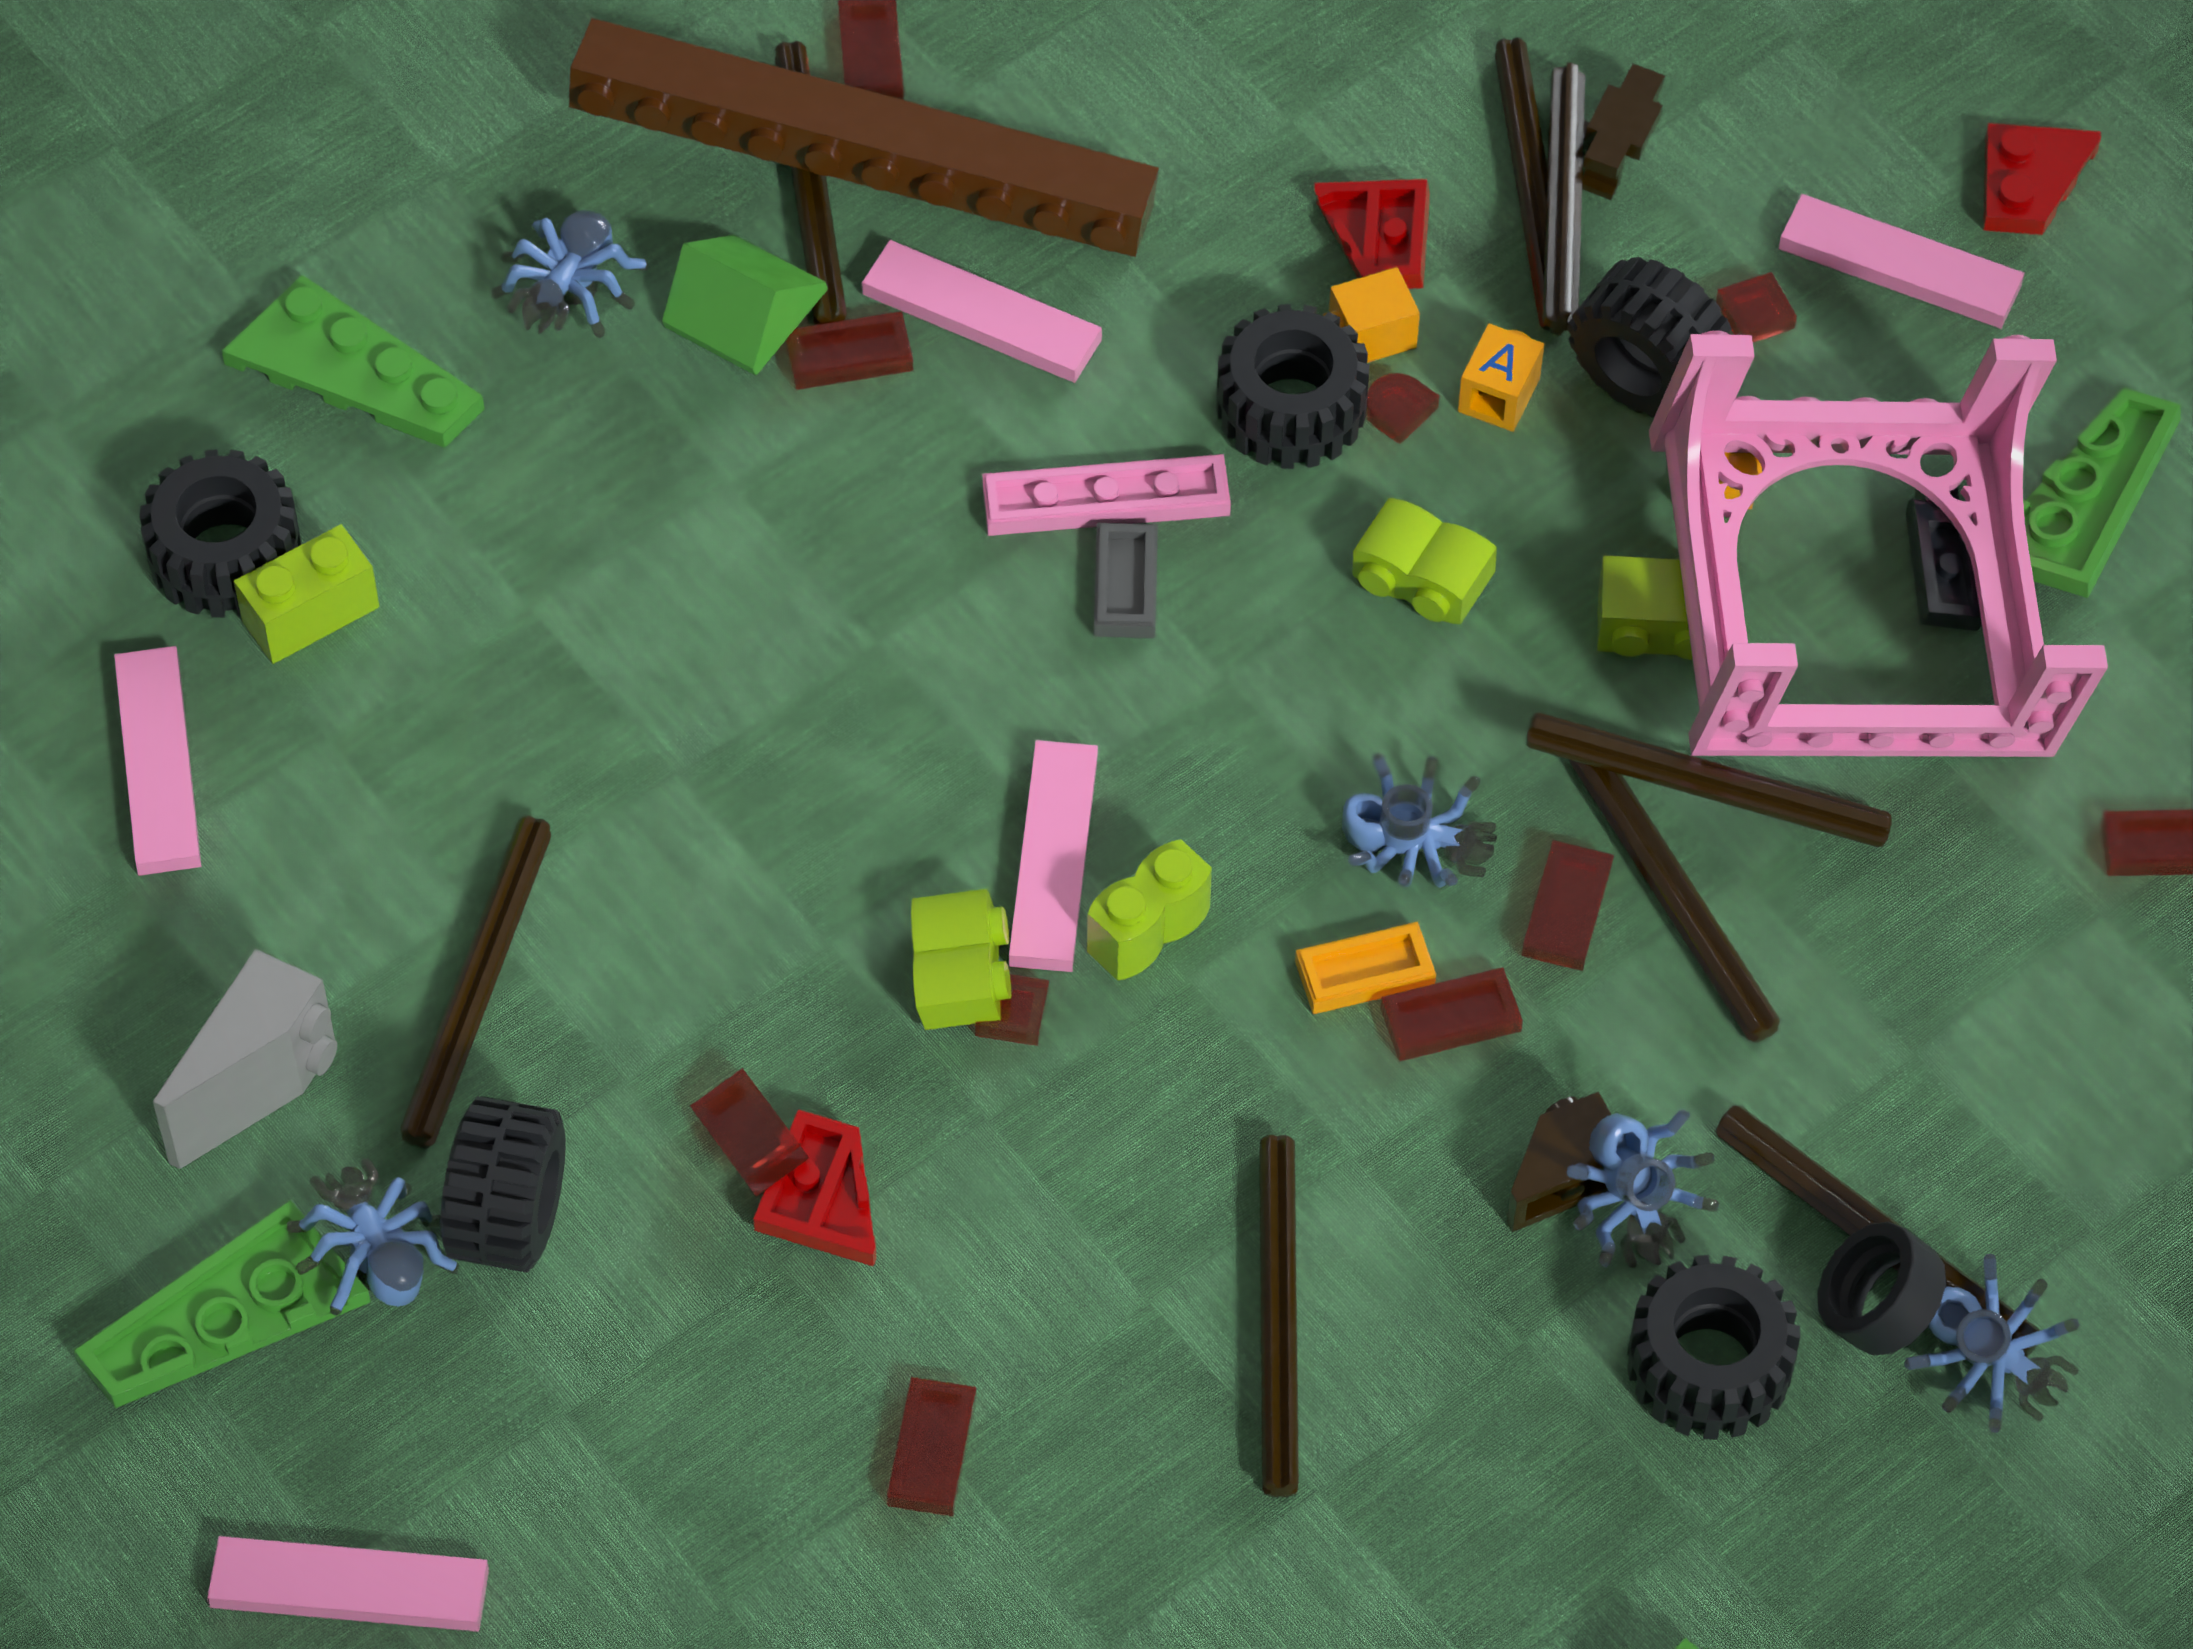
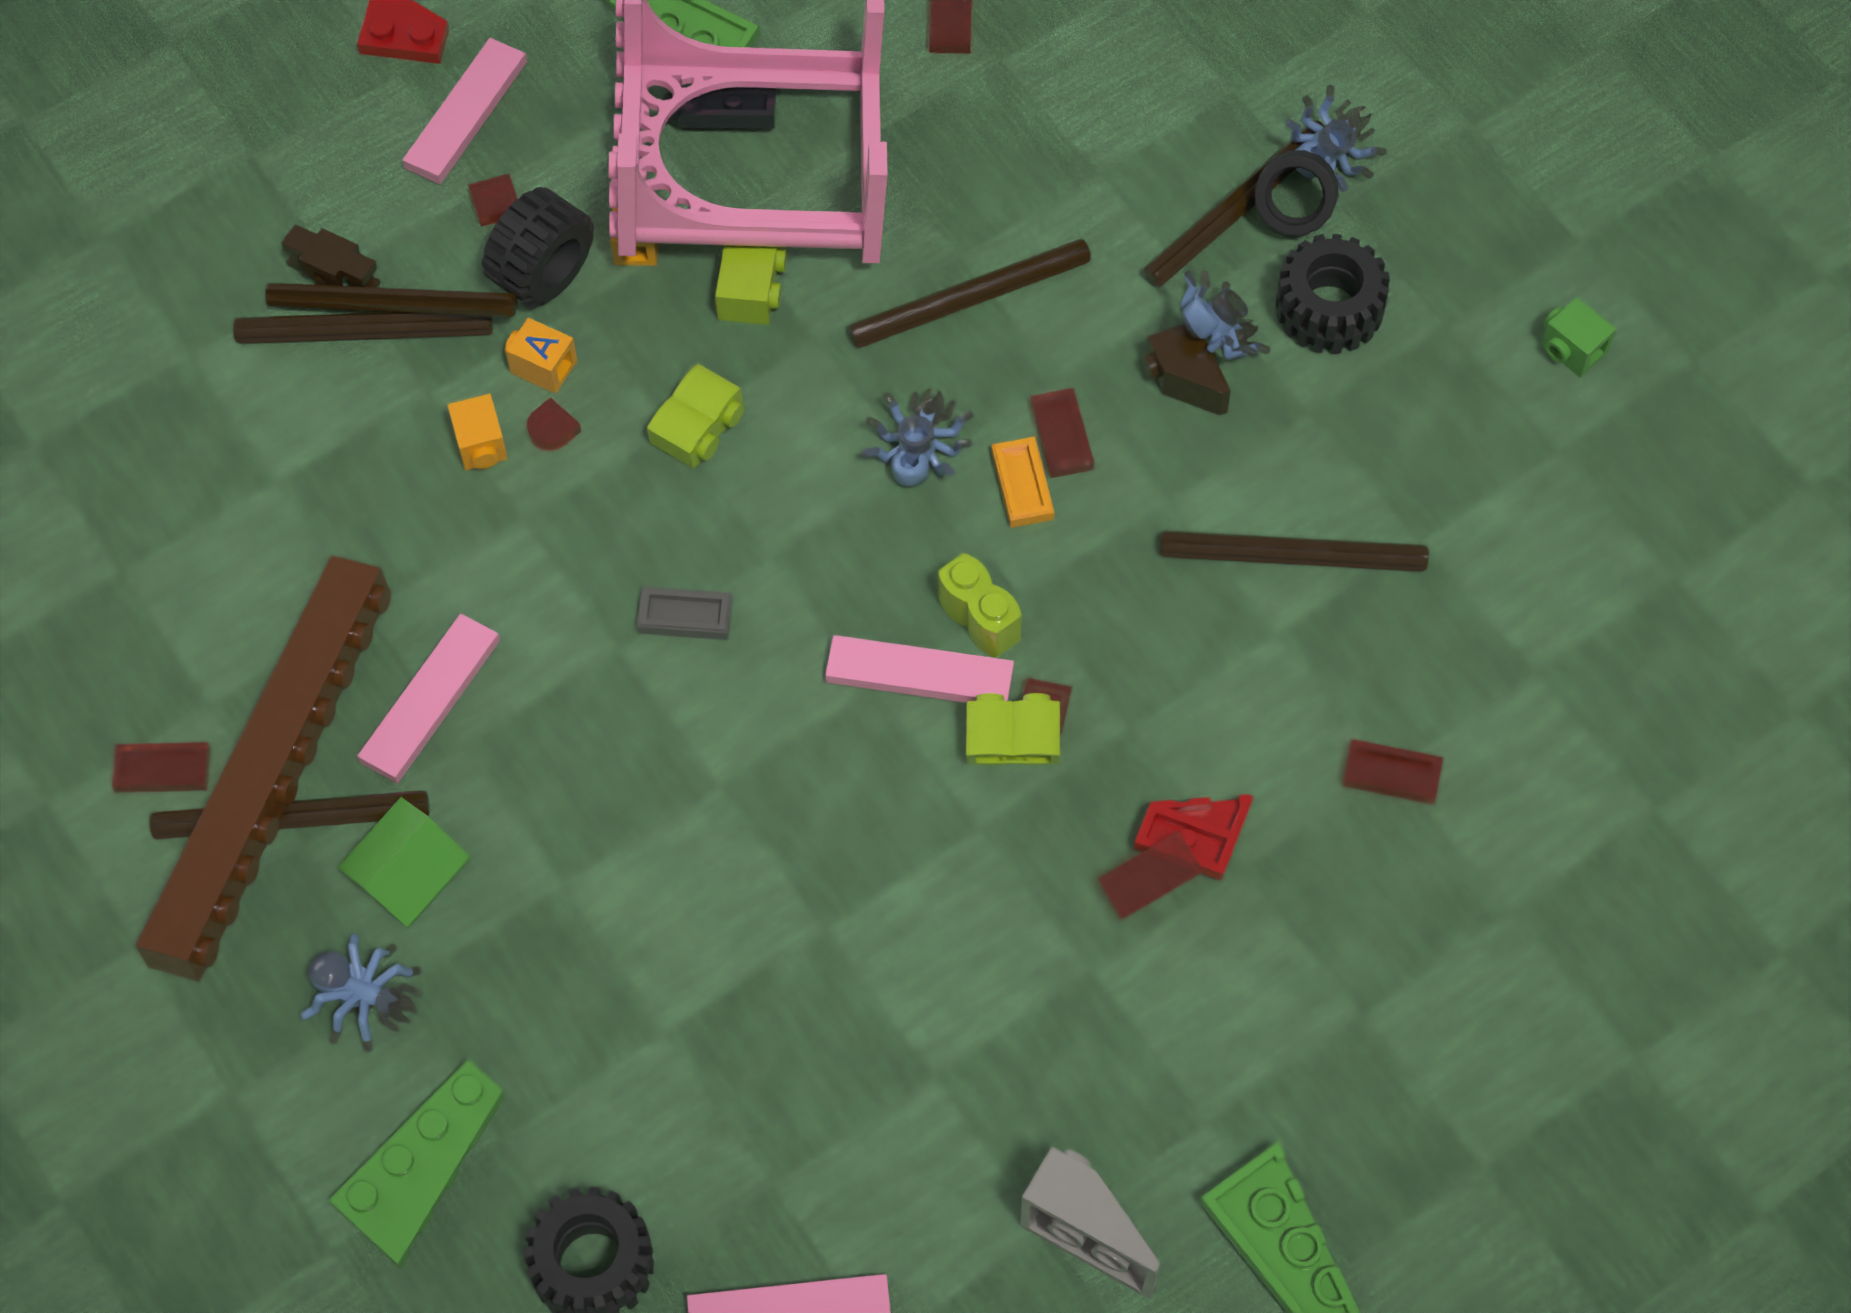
camera: 85 degrees left, 5 degrees up
(307, 593) = (652, 1188): lime brick -> none
(348, 1583) = (1506, 1162): bright pink tile -> none
(379, 1249) = (1242, 1137): animal -> none
(475, 982) = (1006, 1069): dark brown axle -> none
(503, 1184) = (1210, 1031): black tyre -> none
(849, 350) = (453, 791): clear red tile -> none
(1106, 494) = (607, 623): bright pink tile -> none
(1299, 348) = (534, 454): black tyre -> none
(1379, 224) = (395, 424): red wing -> none
(1567, 905) = (980, 355): clear red tile -> none
(1708, 780) = (895, 259): dark brown axle -> none

